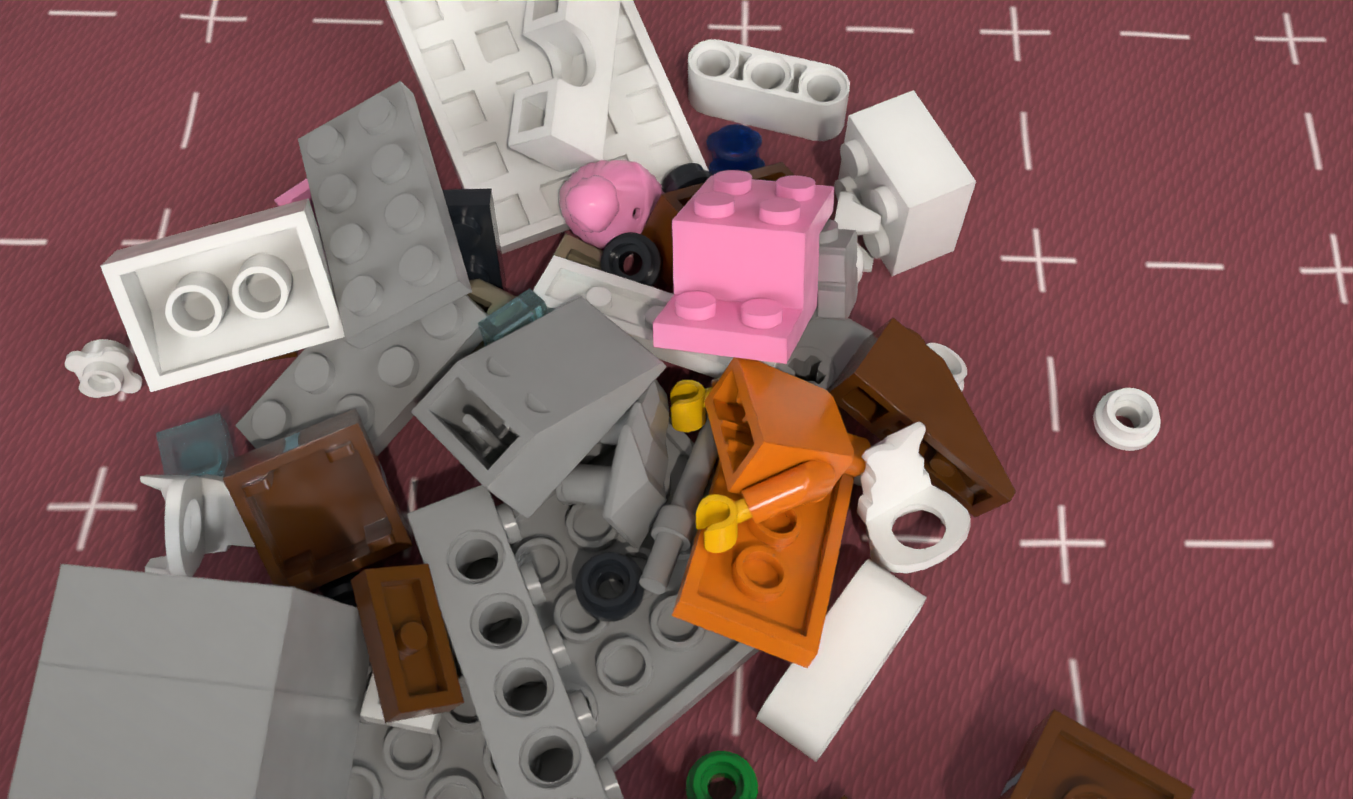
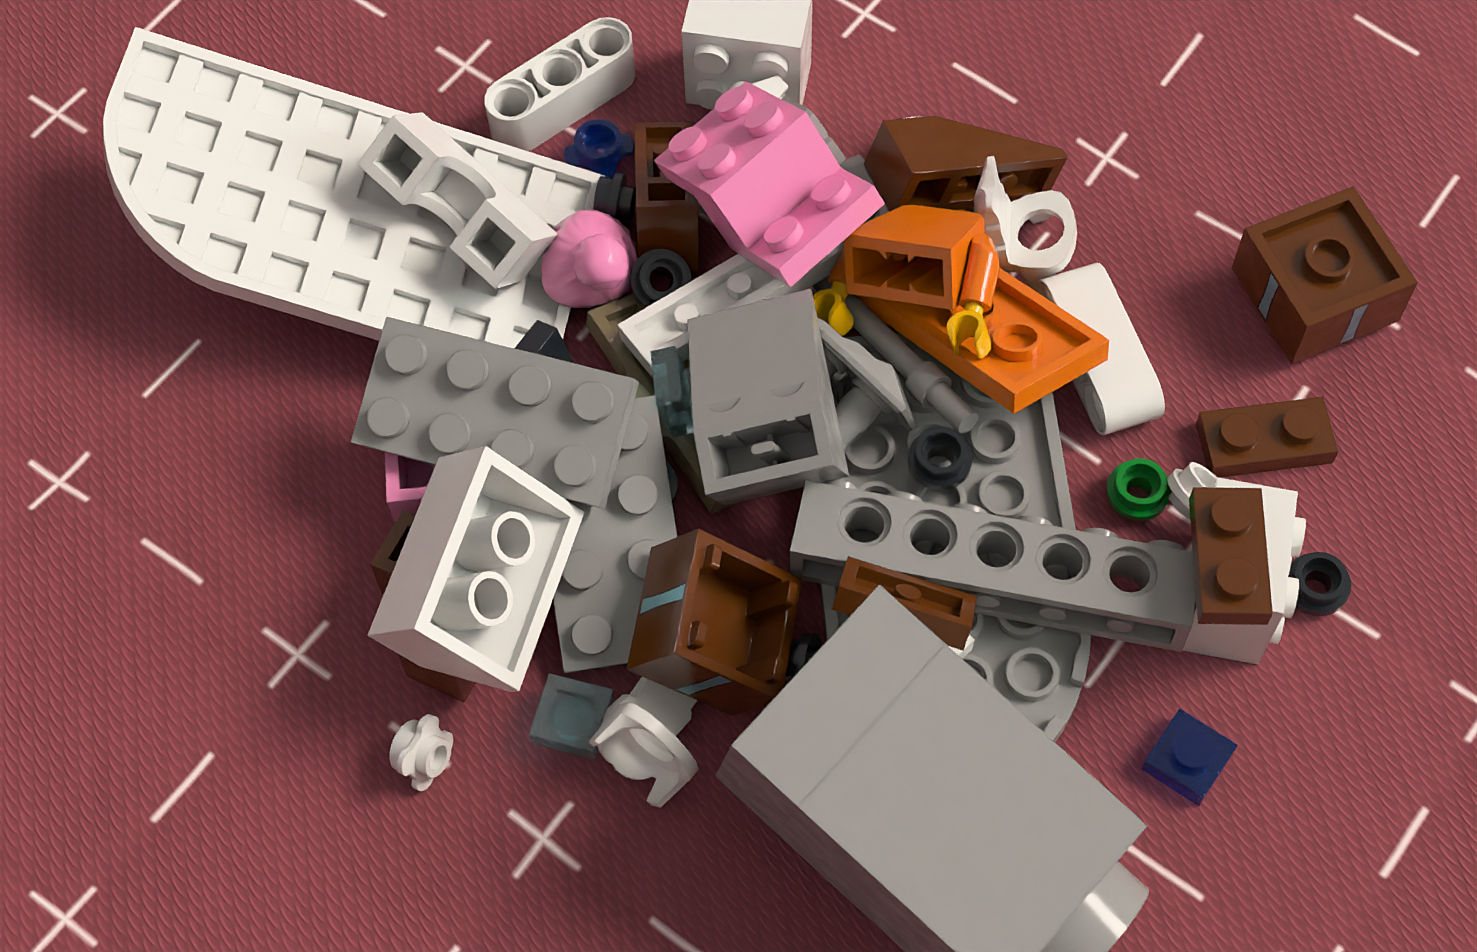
camera: 55 degrees left, 0 degrees up
(1135, 406) = (1048, 36): white plate -> none

